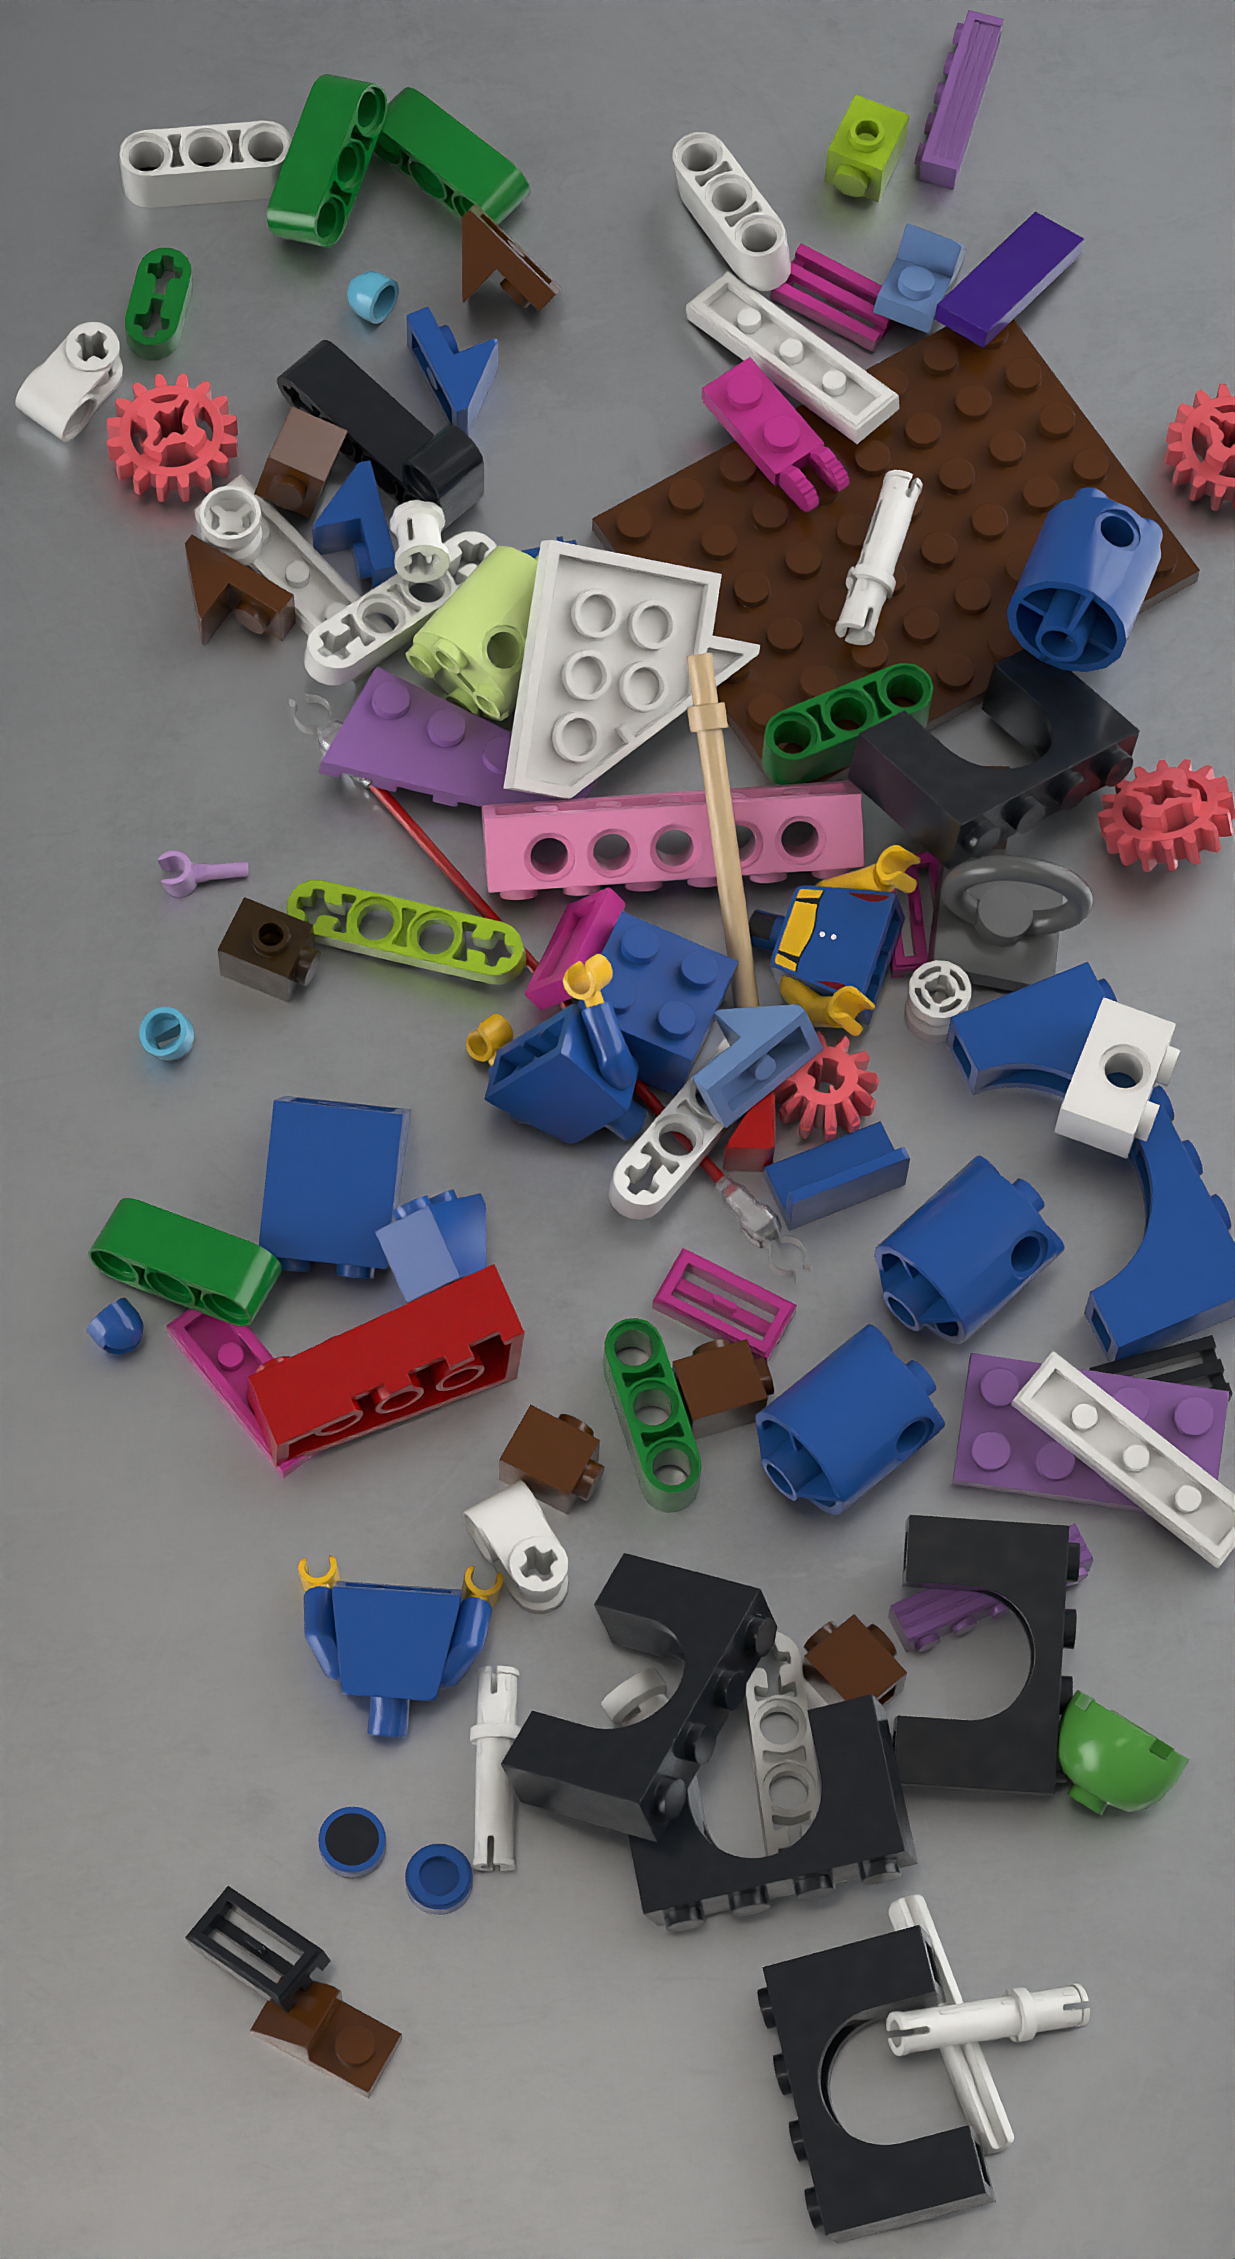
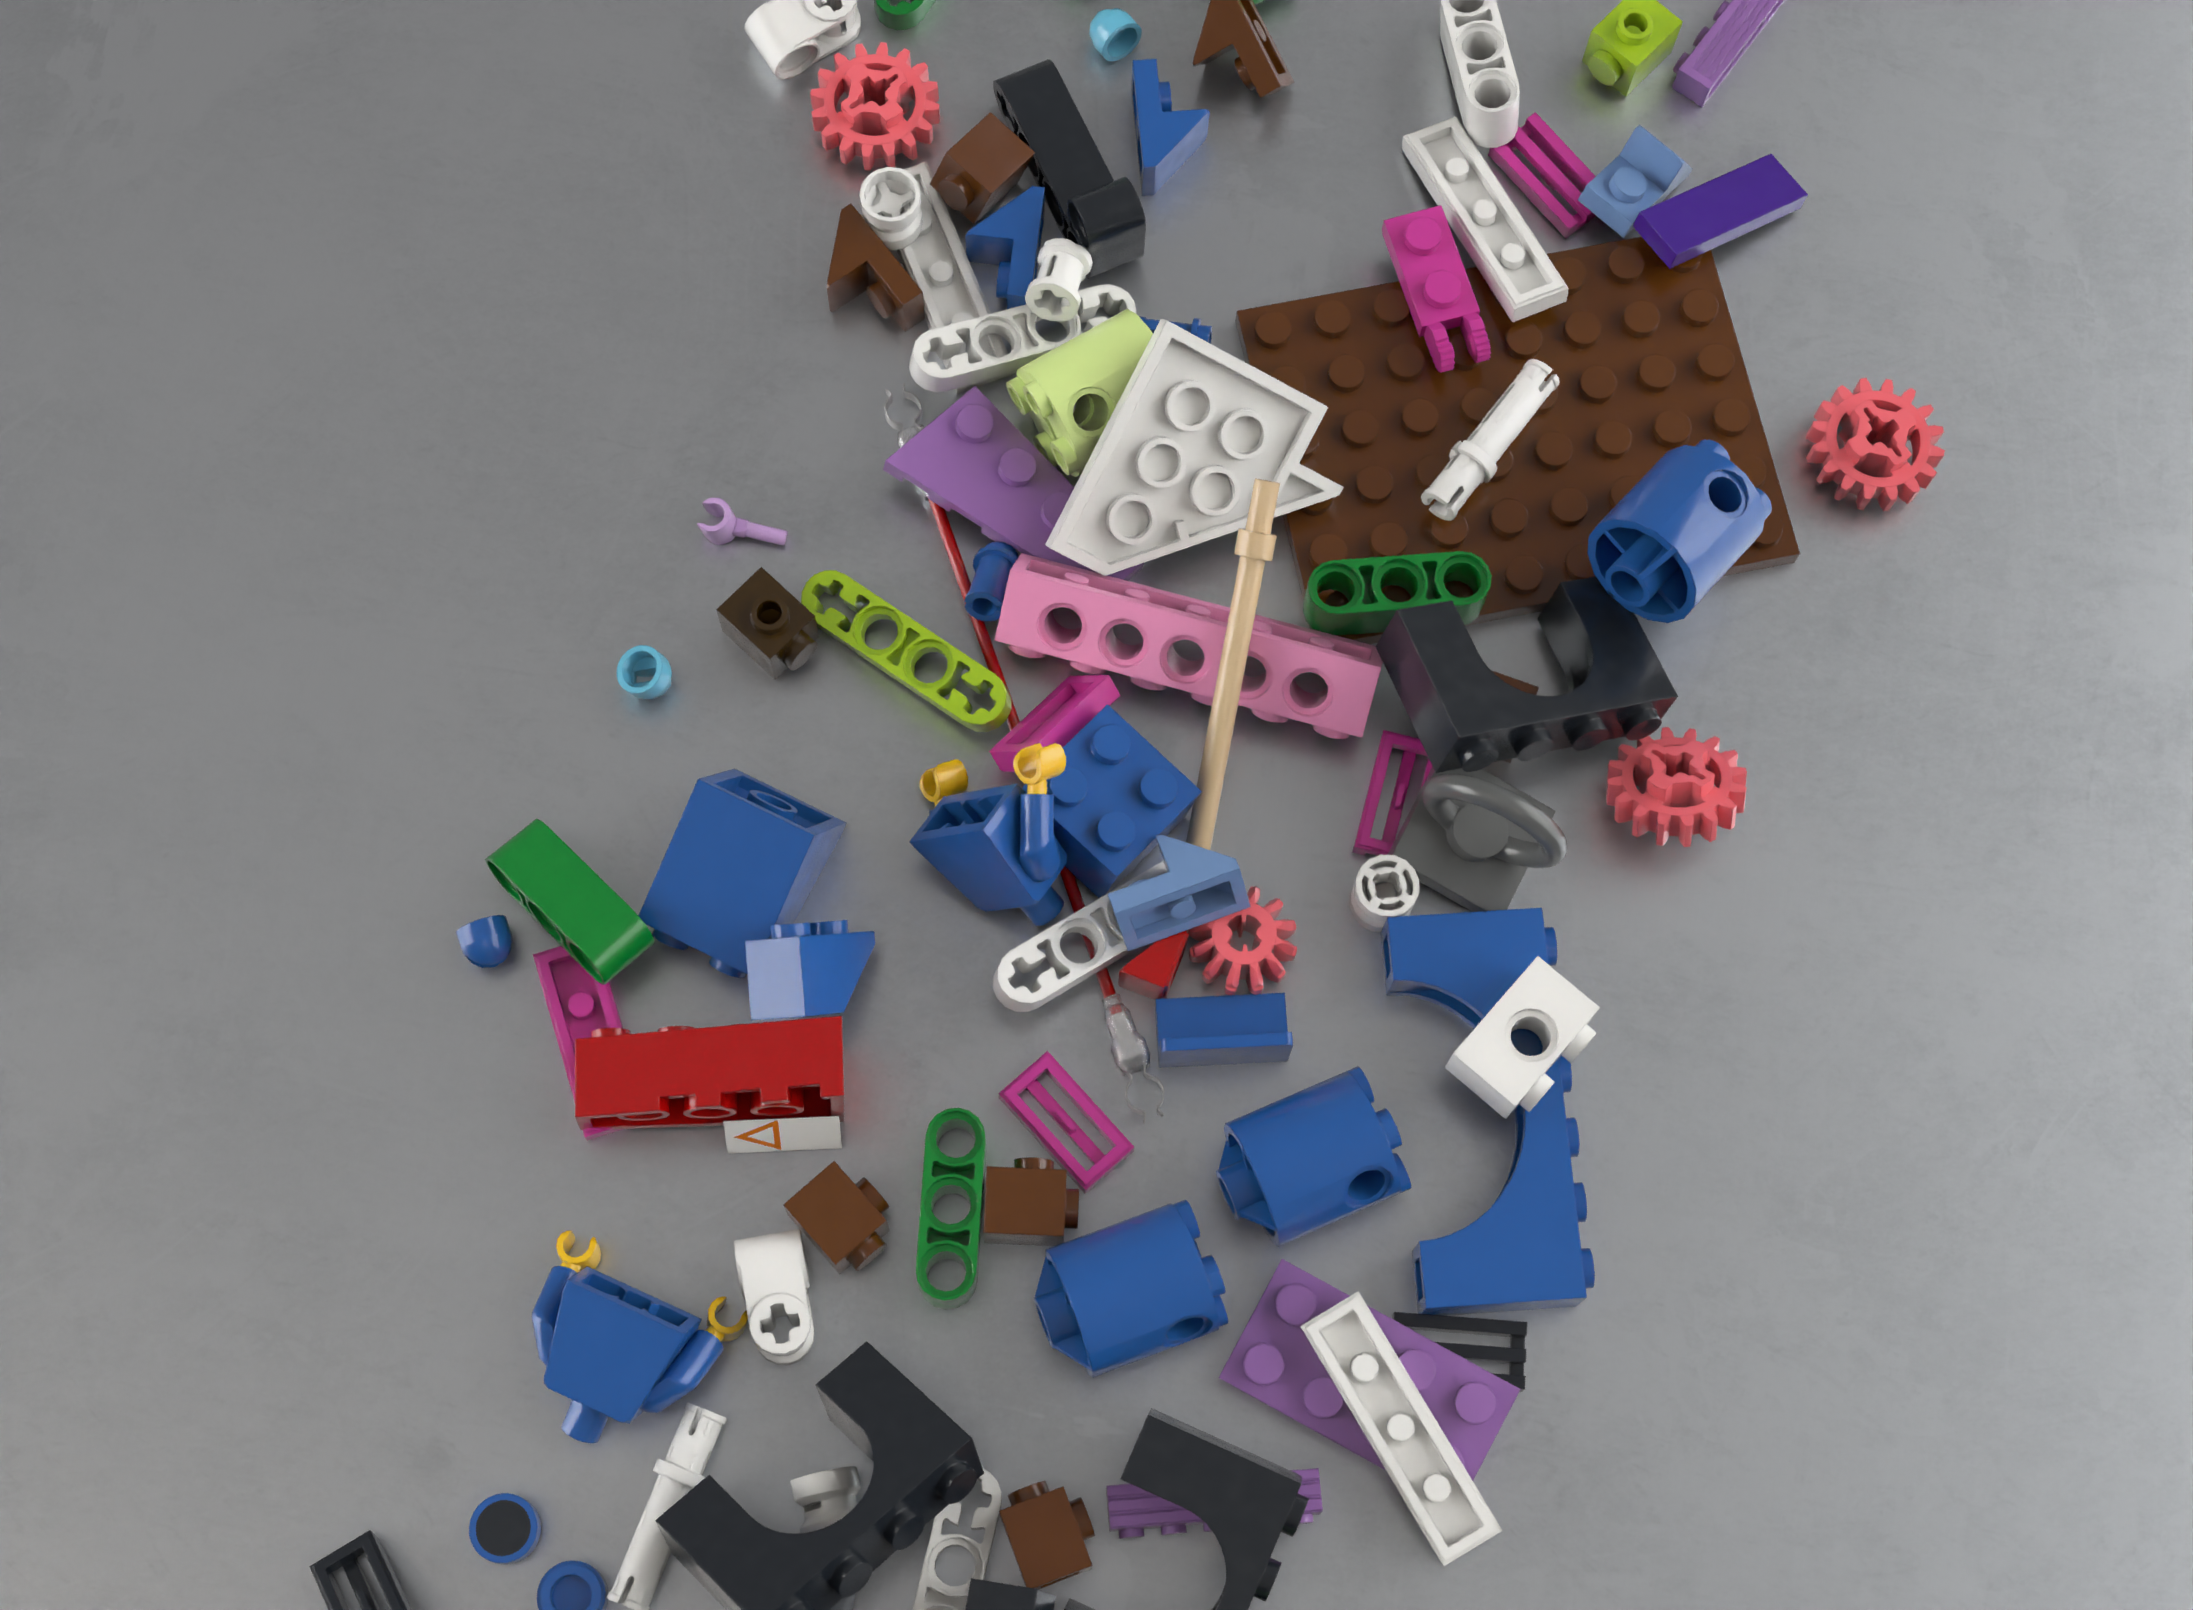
camera: 20 degrees right, 5 degrees up
(461, 833) = (990, 580): none -> blue pin
(467, 1405) = (782, 1134): none -> white sticker
(838, 940) = (1307, 804): torso -> none

